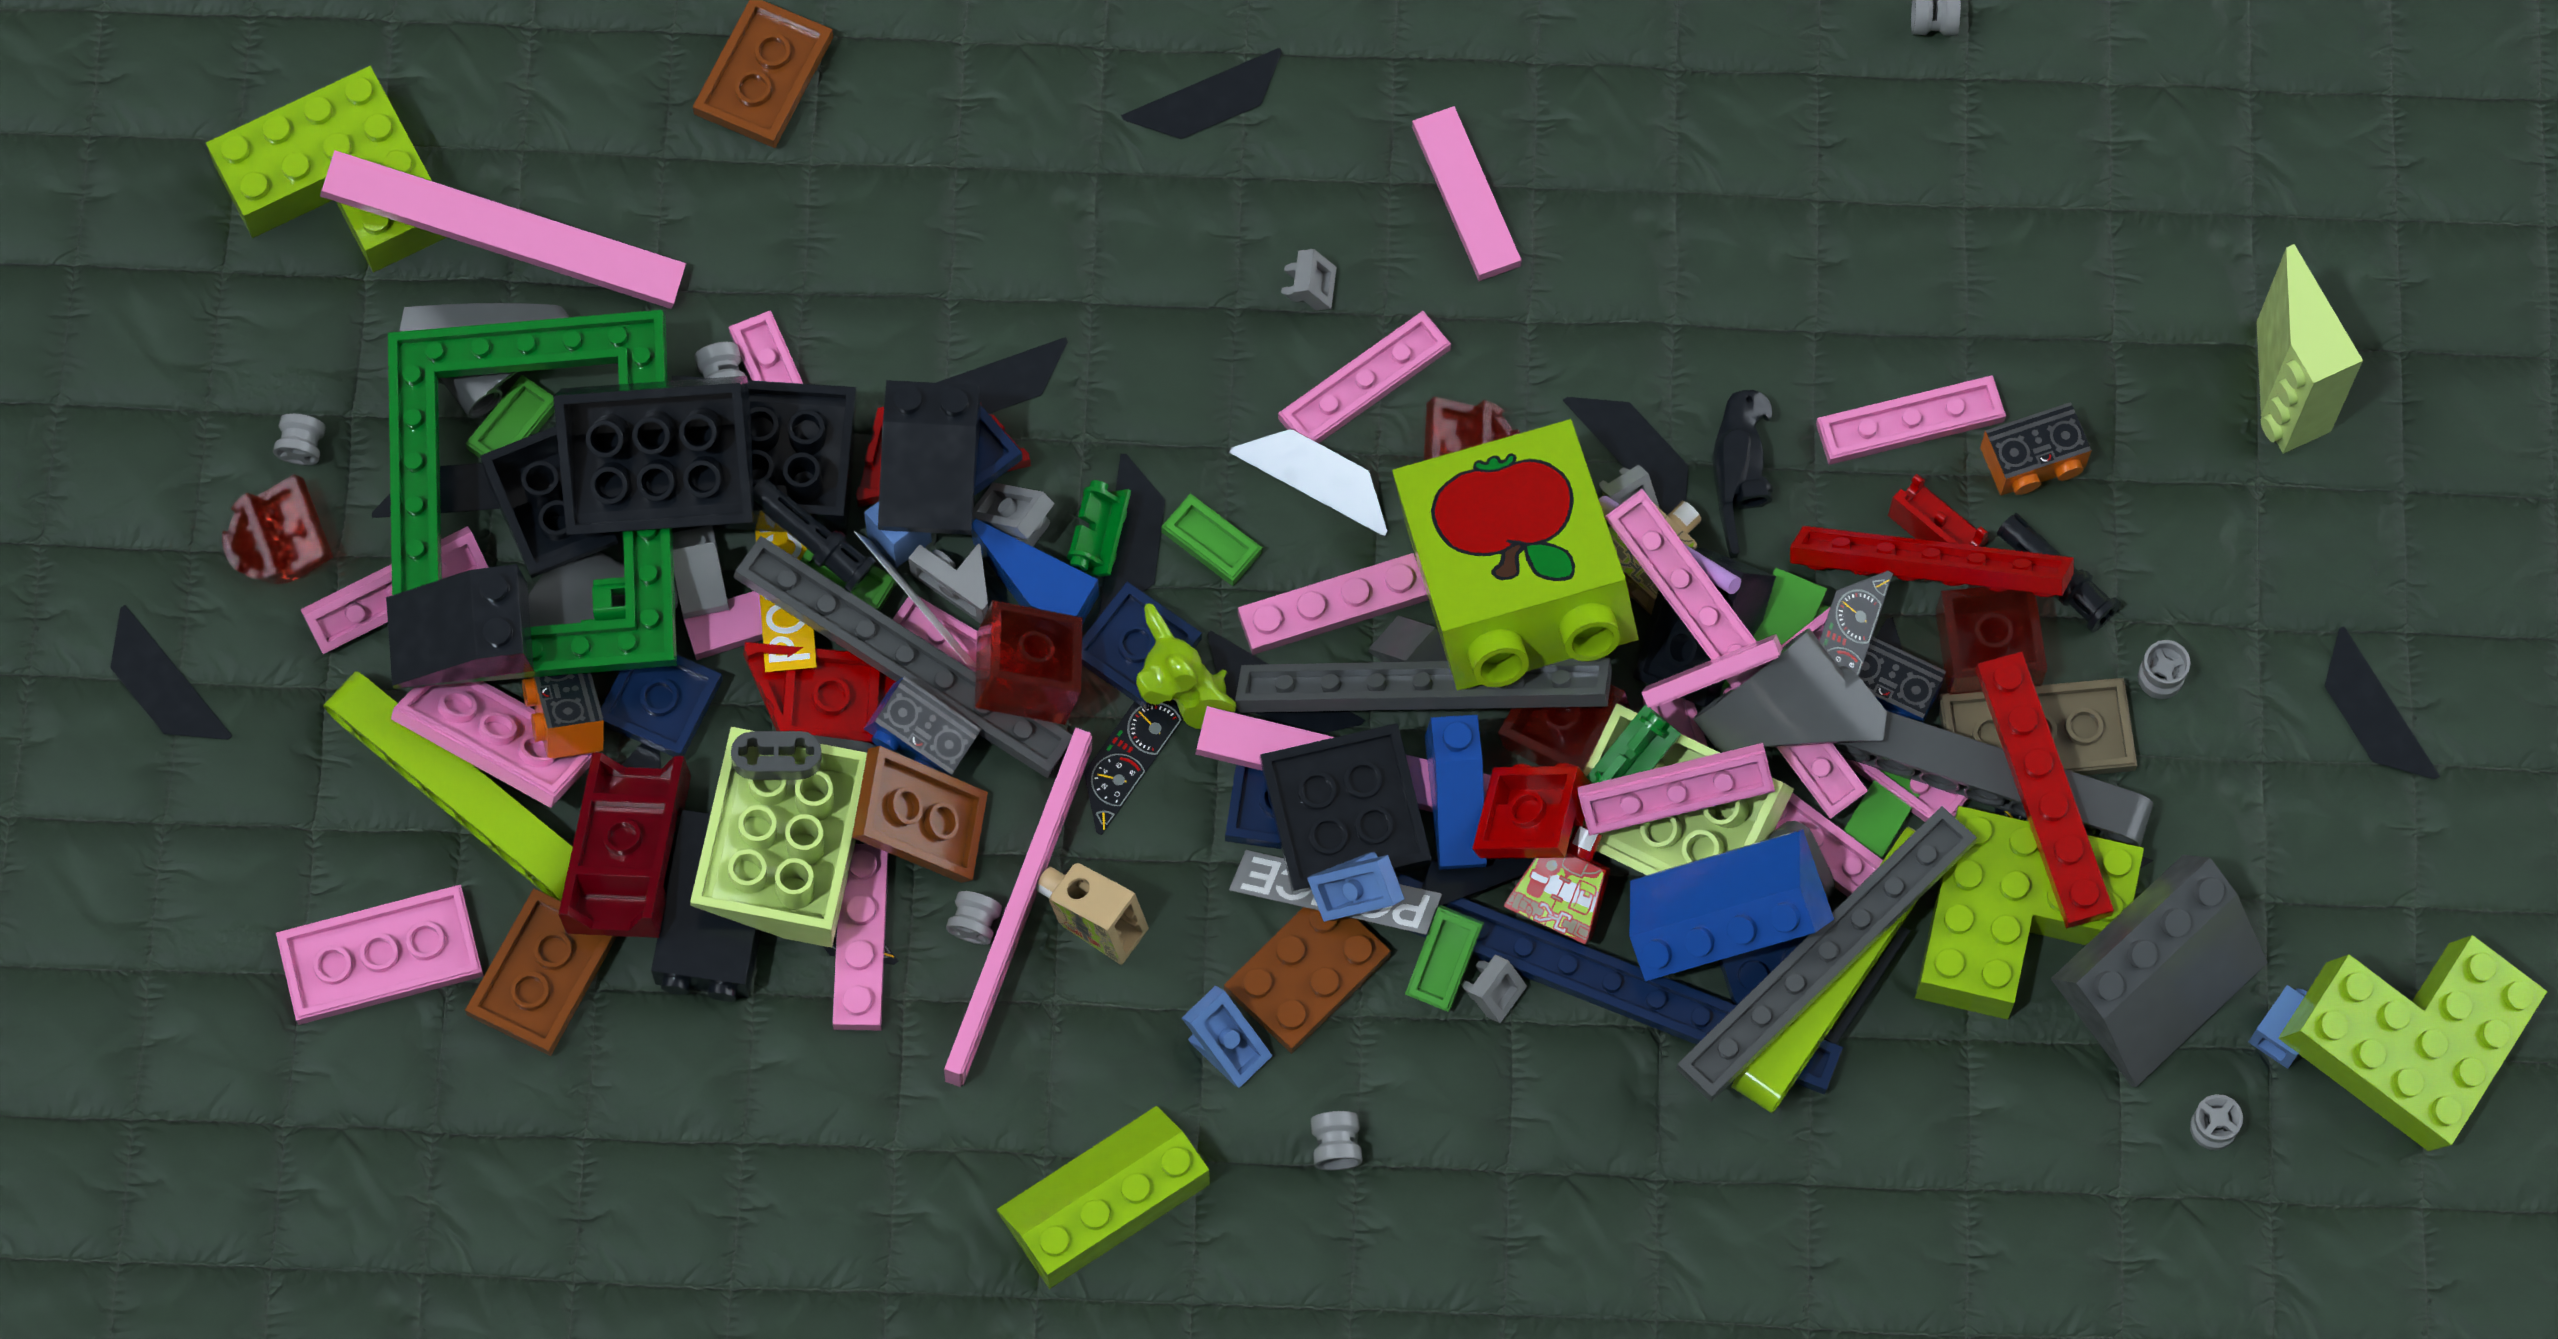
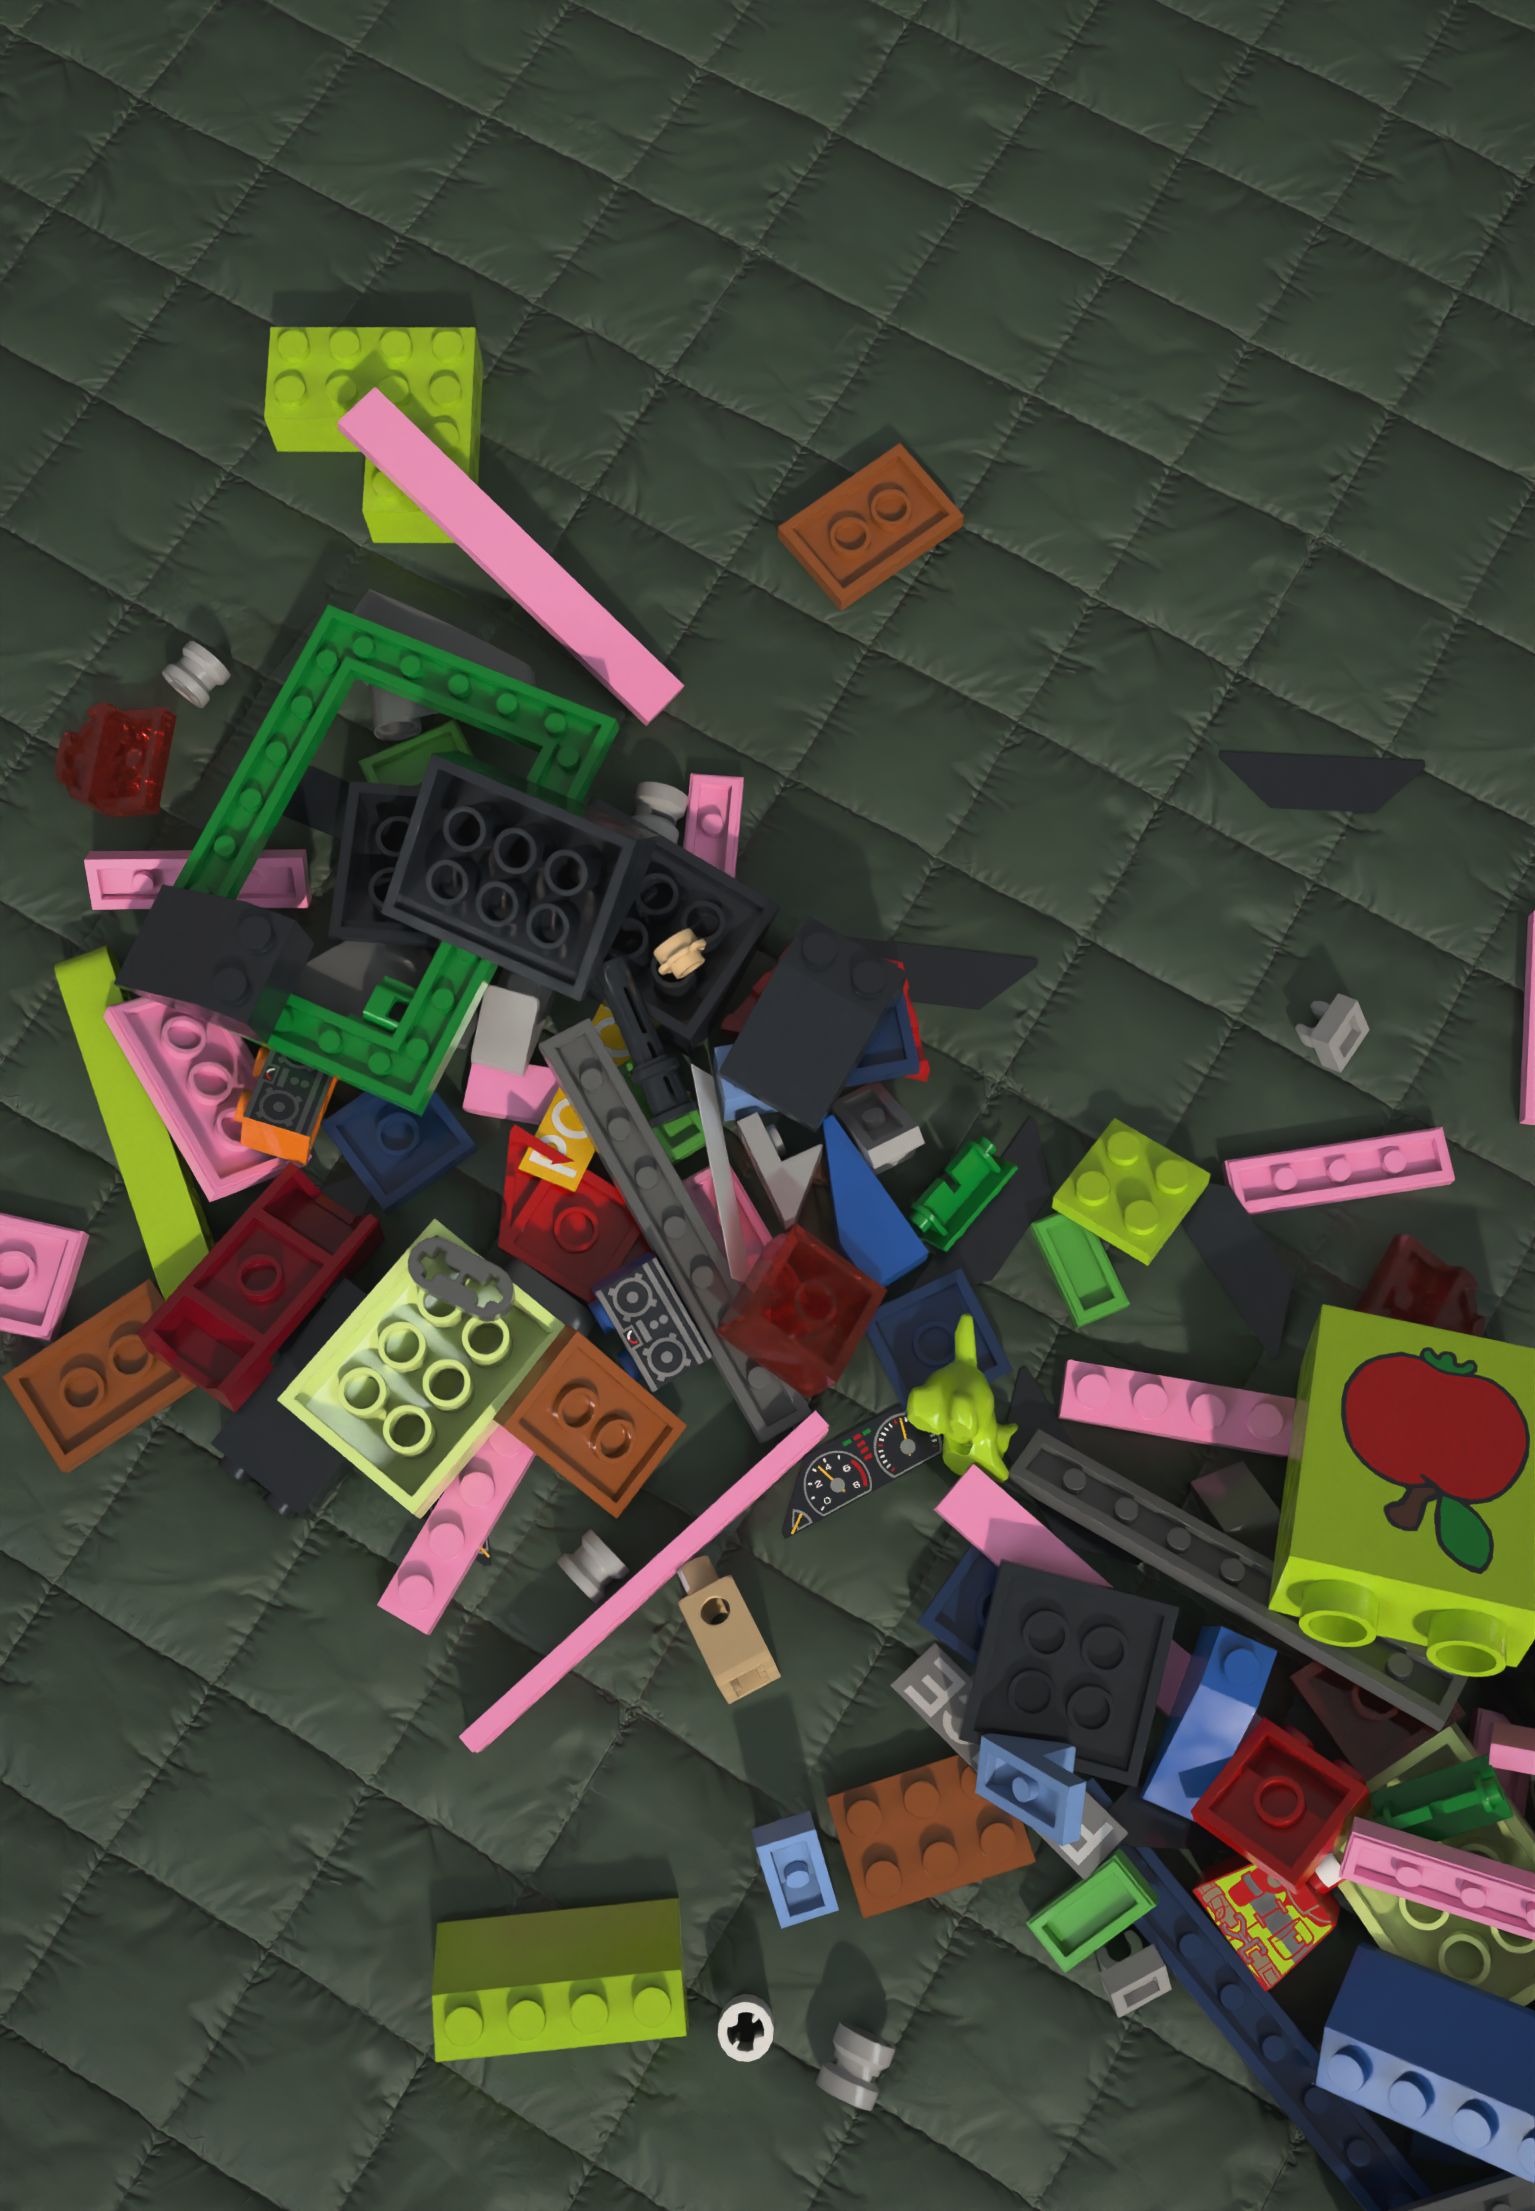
camera: 30 degrees right, 5 degrees up
(804, 456) = (680, 954): none -> tan plate
(1221, 466) = (1130, 1191): none -> lime plate
(1249, 1140) = (762, 2036): none -> white gear

